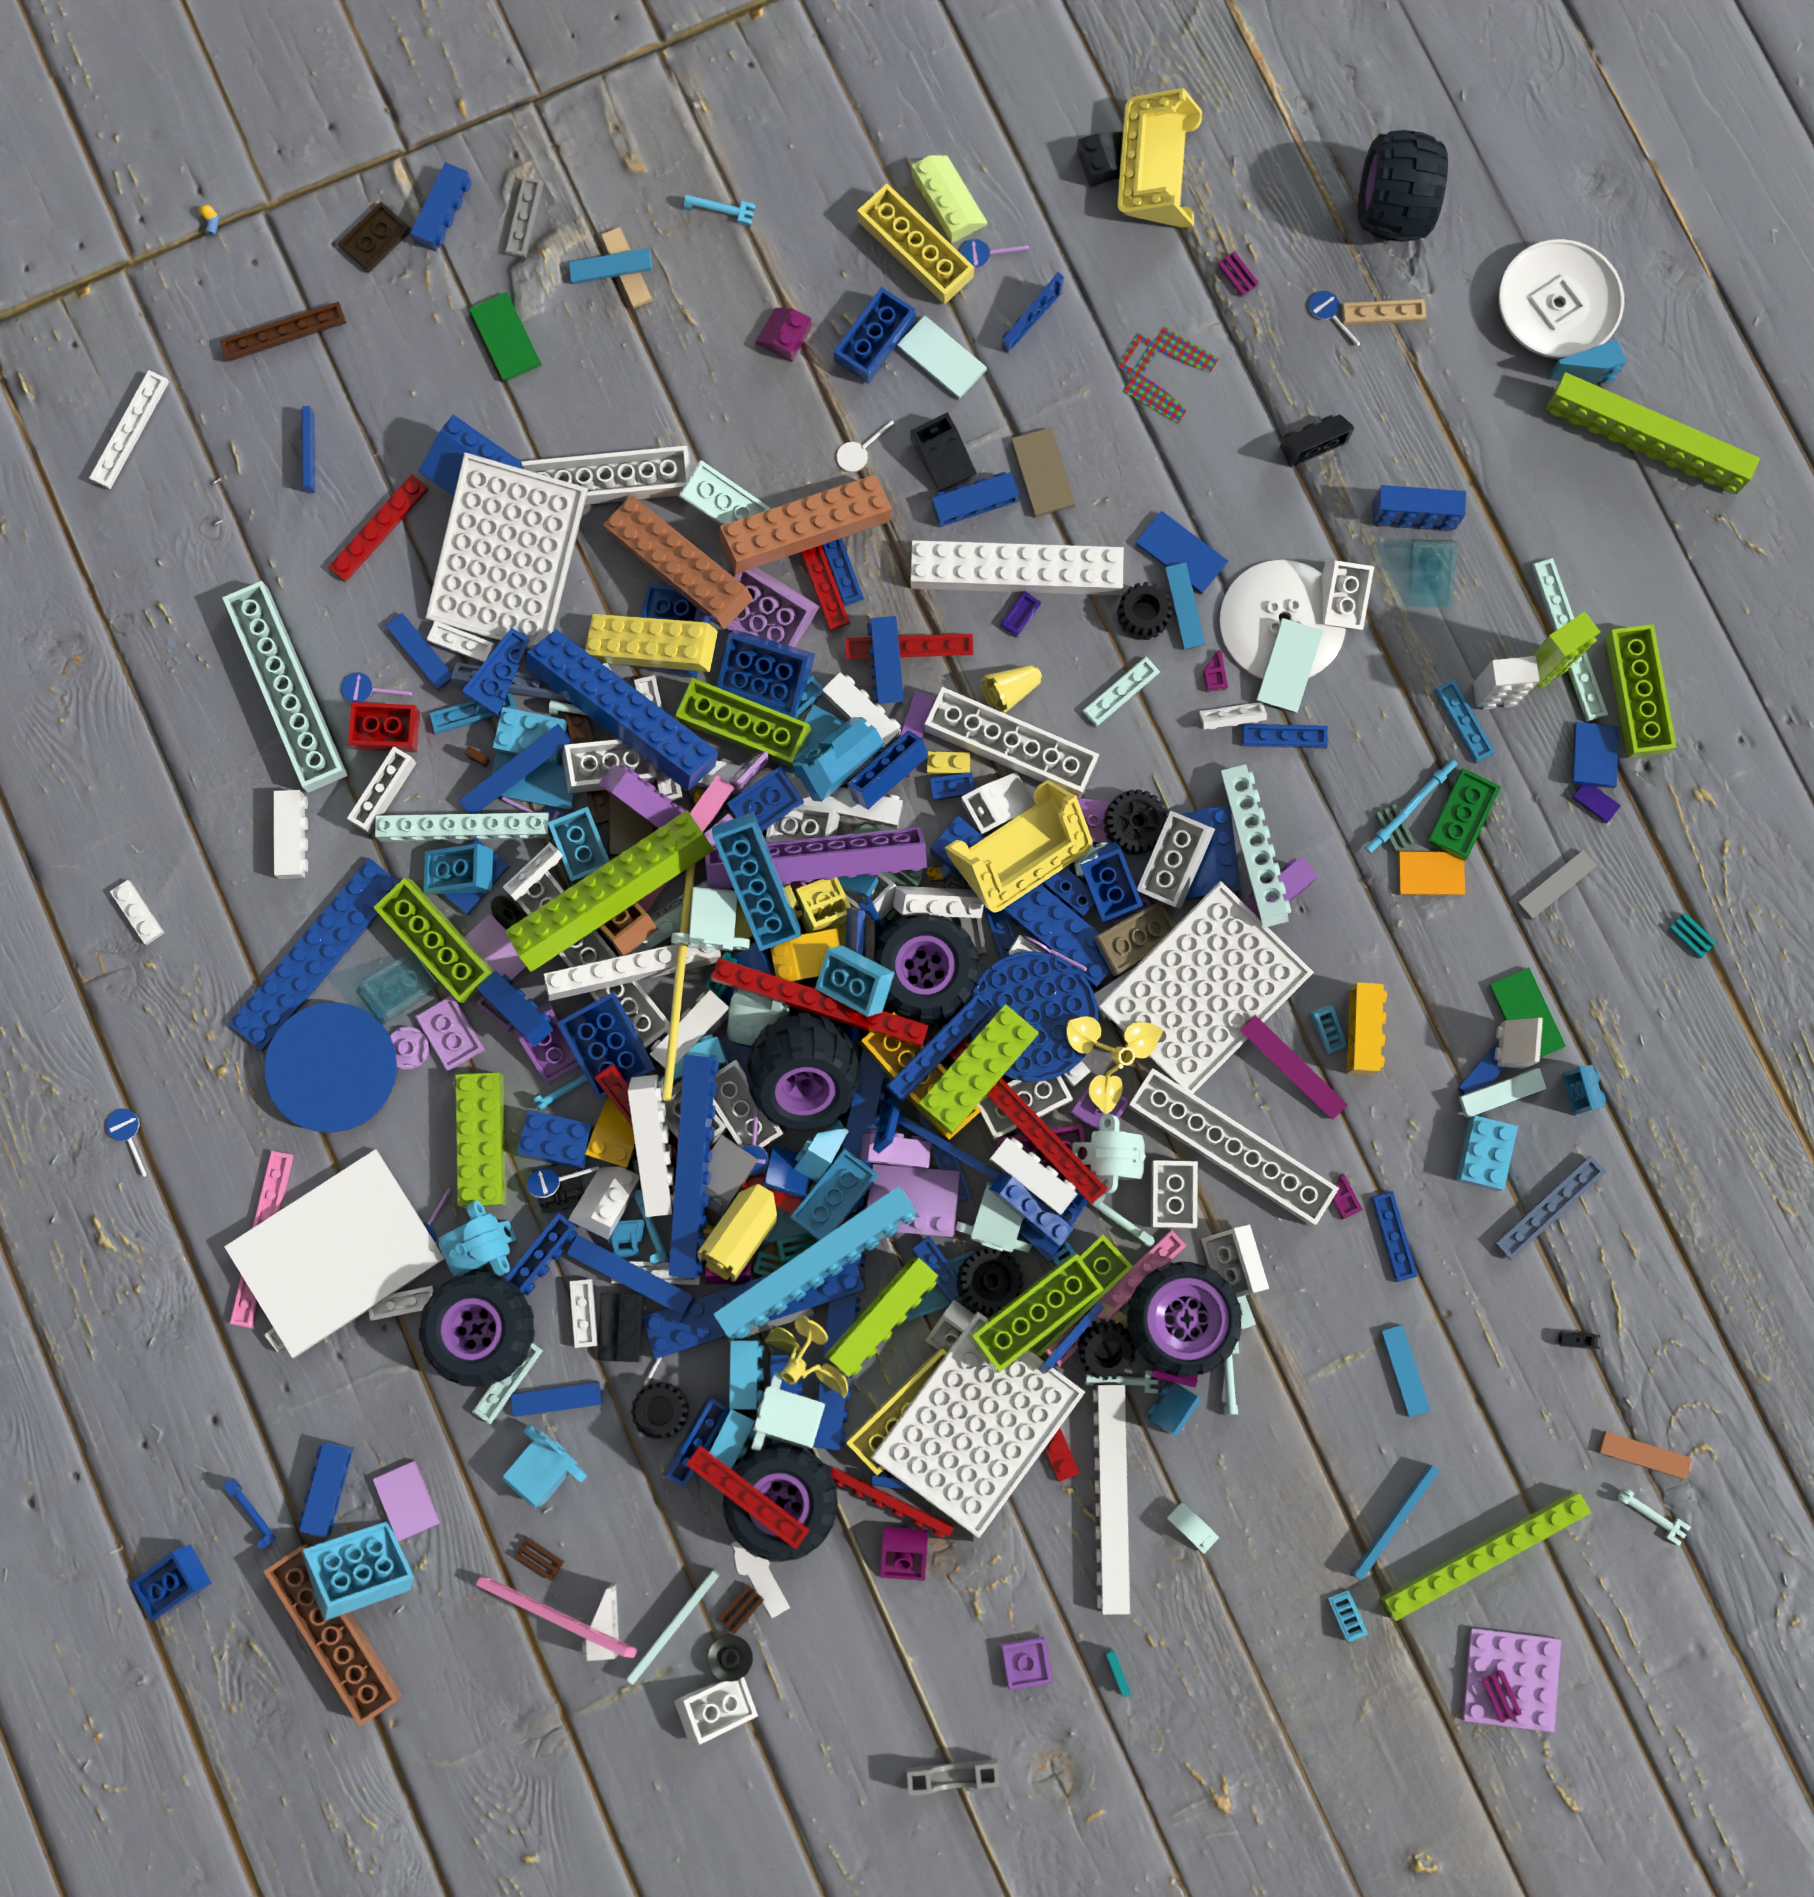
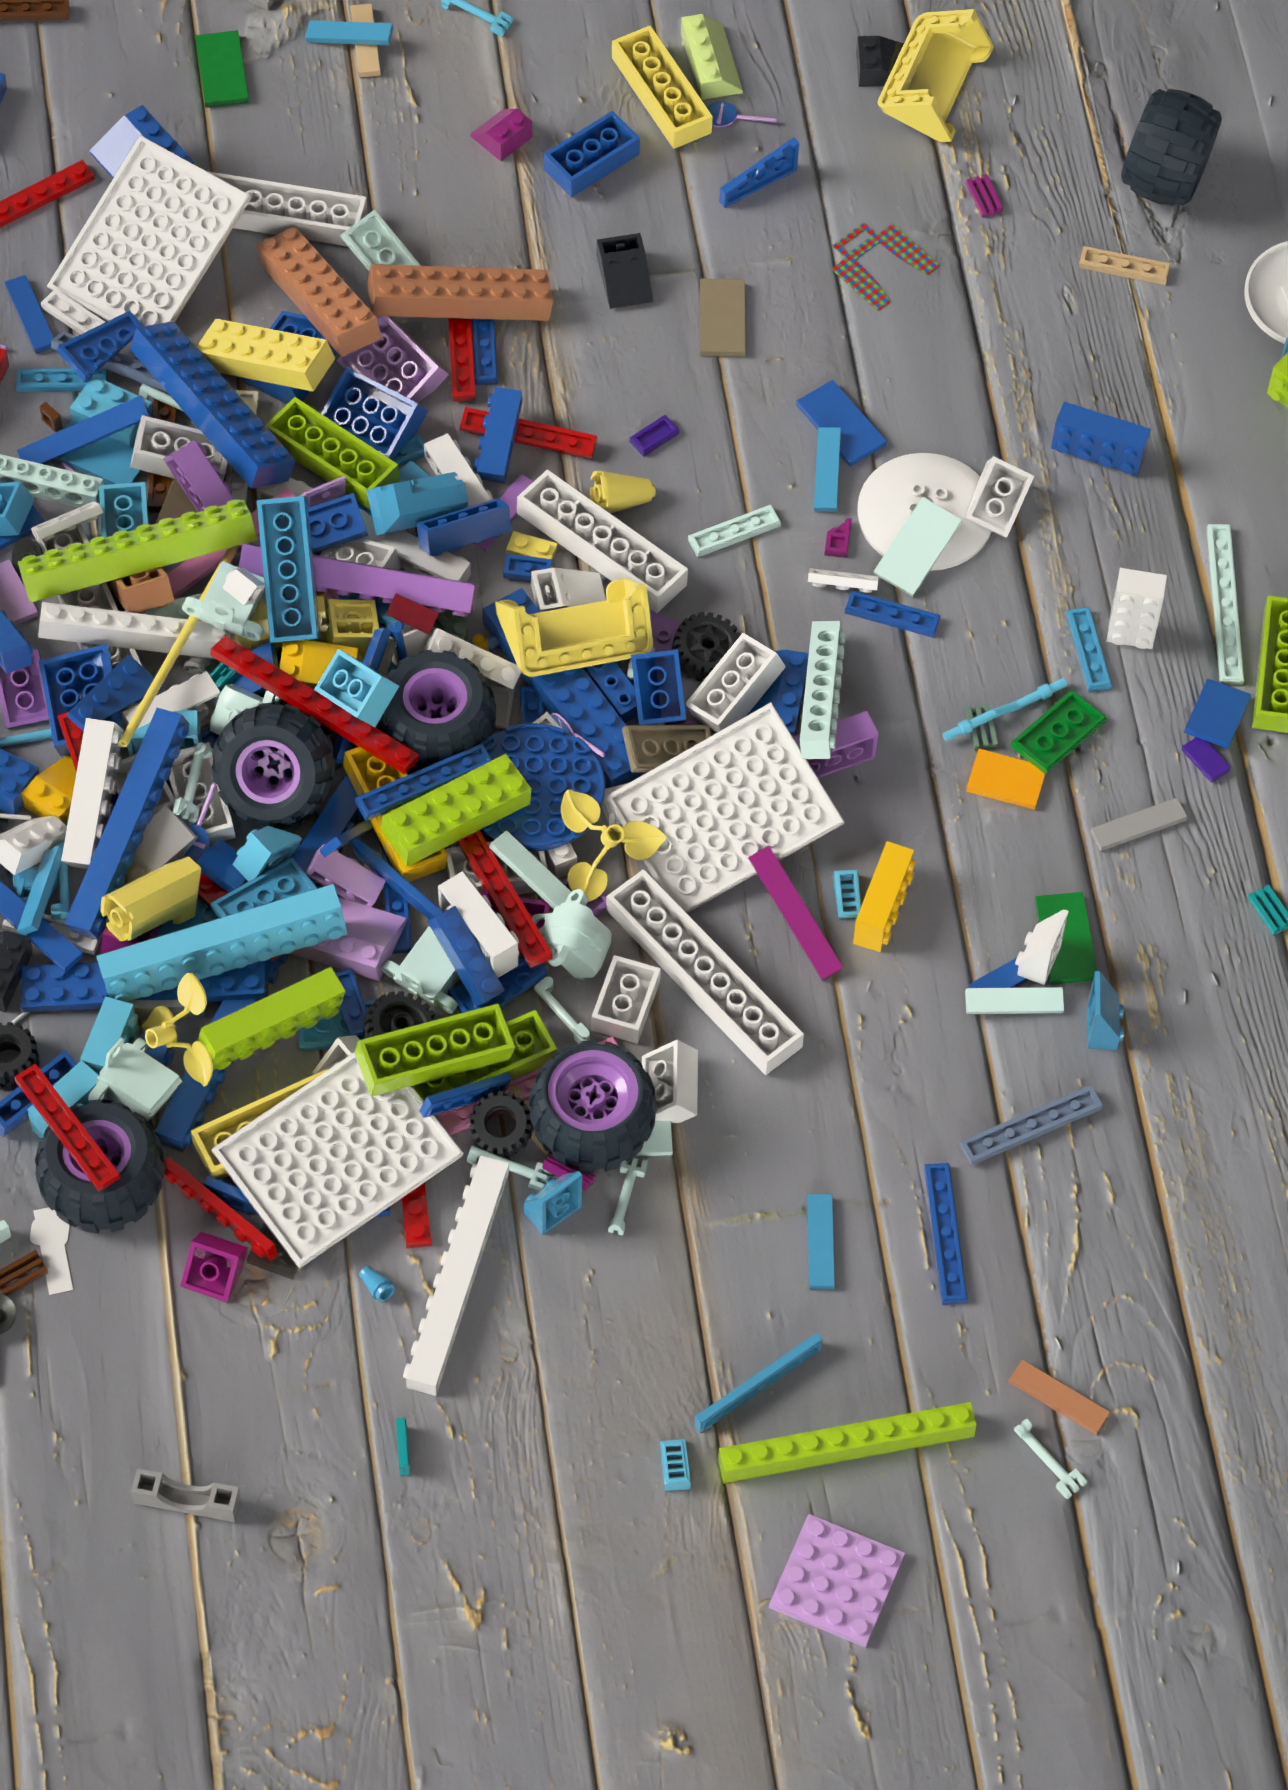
camera: 15 degrees right, 20 degrees down
(637, 1248) = (40, 891): none -> dark azure tile
(639, 1035) = (114, 693): none -> blue wing
(722, 913) = (243, 585): none -> white brick
(737, 1134) = (185, 806): none -> light aqua hinge
(853, 455) = (536, 256): white piece -> none
(876, 883) = (412, 613): none -> dark red tile
(942, 357) = (654, 193): light aqua tile -> none
(975, 499) = (643, 321): blue brick -> none
(1017, 568) = (664, 390): white brick -> none
(1026, 1663) = (307, 1411): medium lavender plate -> none
(1046, 1527) = (377, 1284): none -> dark azure cone
(1059, 1103) = (530, 869): none -> light aqua tile
(1150, 595) = (782, 446): black tyre -> none
(1193, 1527) = (537, 1326): light aqua brick -> none
(1316, 439) = (1014, 357): black slope -> none
(1325, 306) = (1066, 246): blue piece -> none
(1345, 1199) = (811, 1060): magenta tile -> none
(1394, 1236) = (852, 1109): blue tile -> none
(1432, 572) = (1097, 503): clear light blue slope -> none
(1486, 1153) = (977, 1052): medium azure brick -> none
(1507, 1330) = (945, 1233): none -> blue tile
(1509, 1715) = (815, 1564): magenta tile -> none
(1564, 648) = (1196, 586): lime brick -> none
(1576, 1340) = (1018, 1260): black bar -> none

